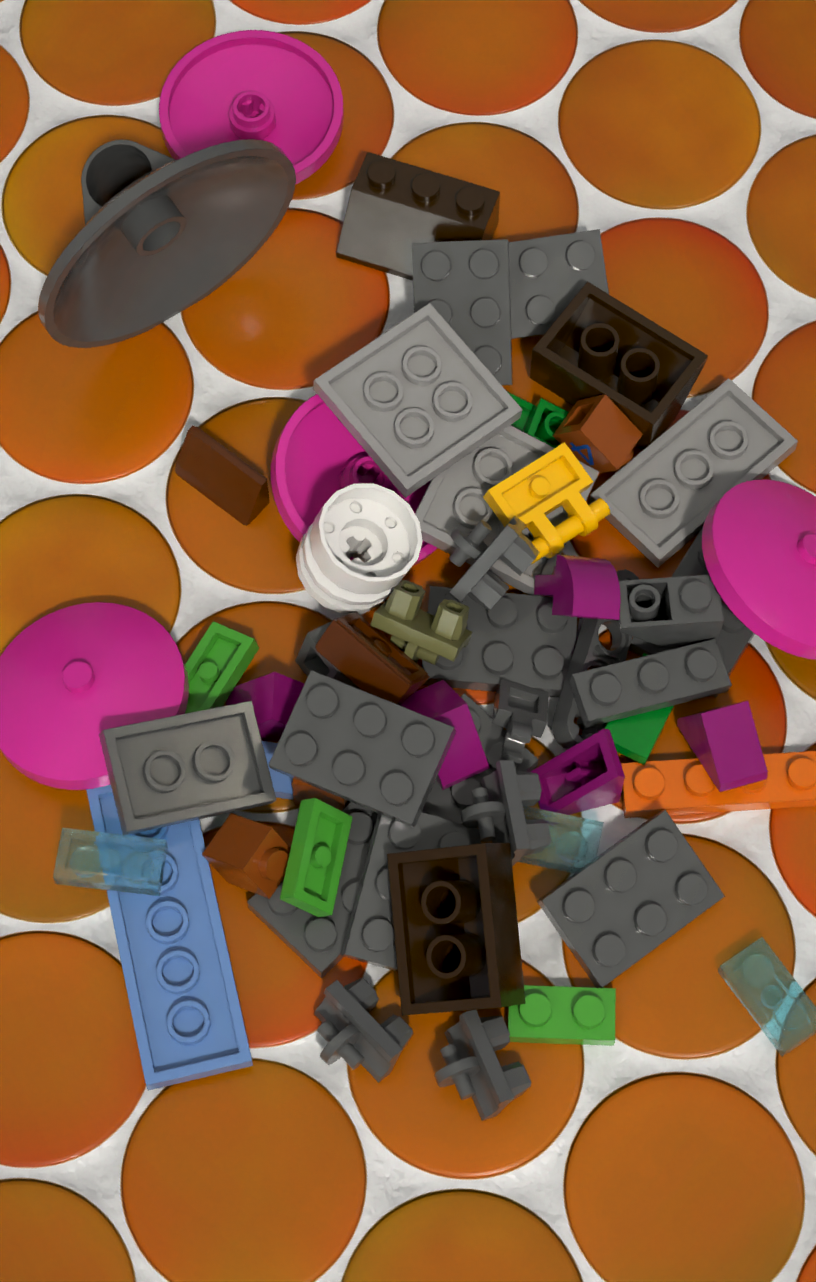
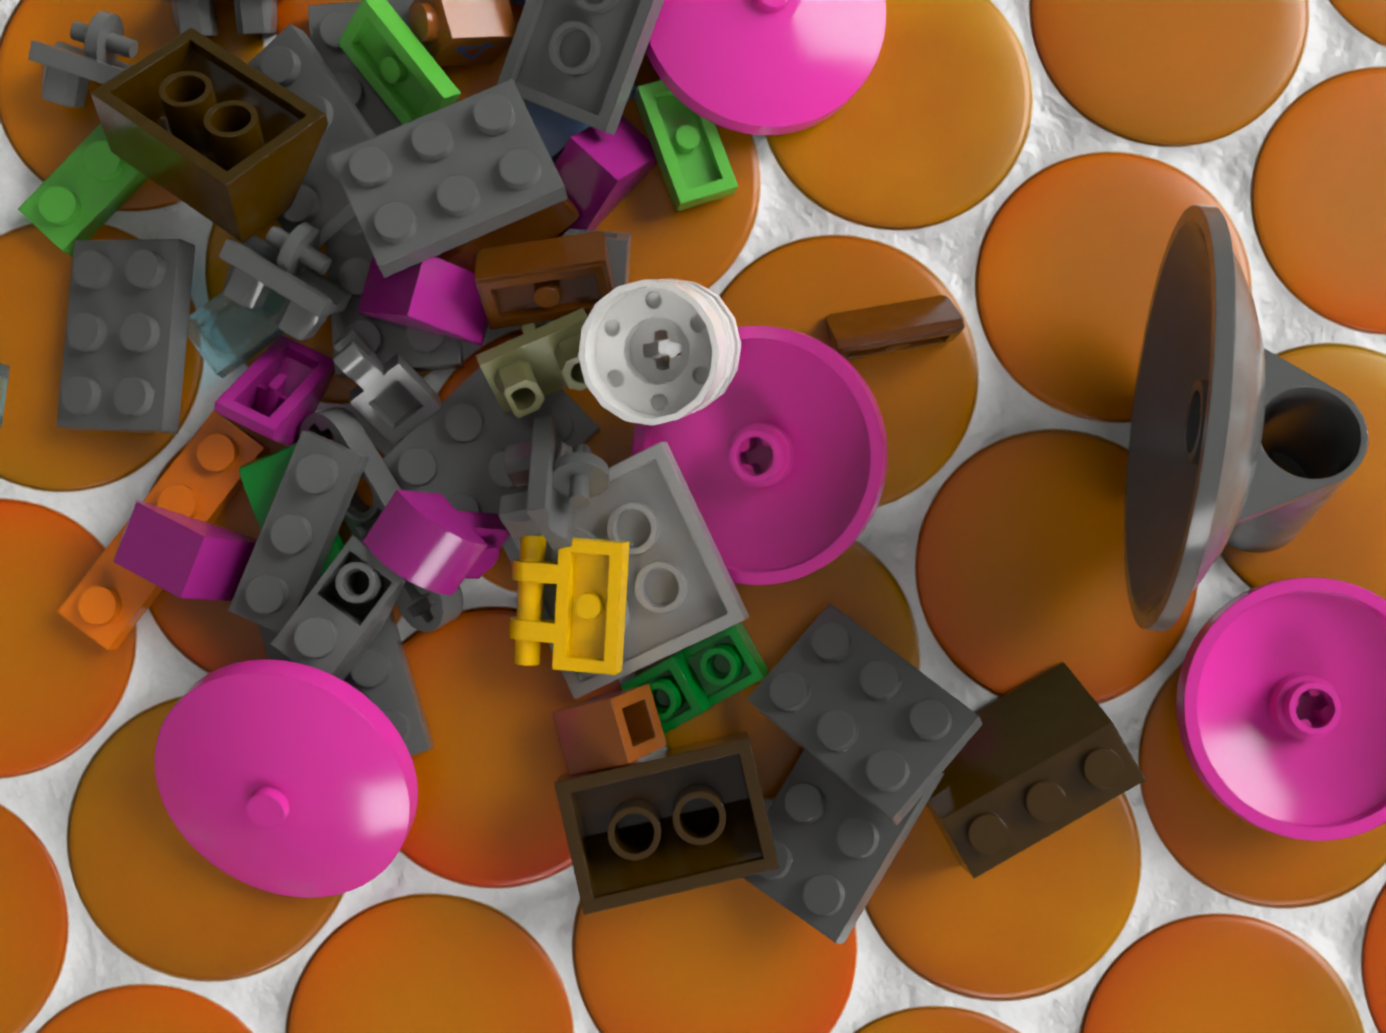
camera: 130 degrees right, 20 degrees up
(417, 399) = (784, 558): light grey plate -> none
(678, 478) = (494, 798): light grey plate -> none

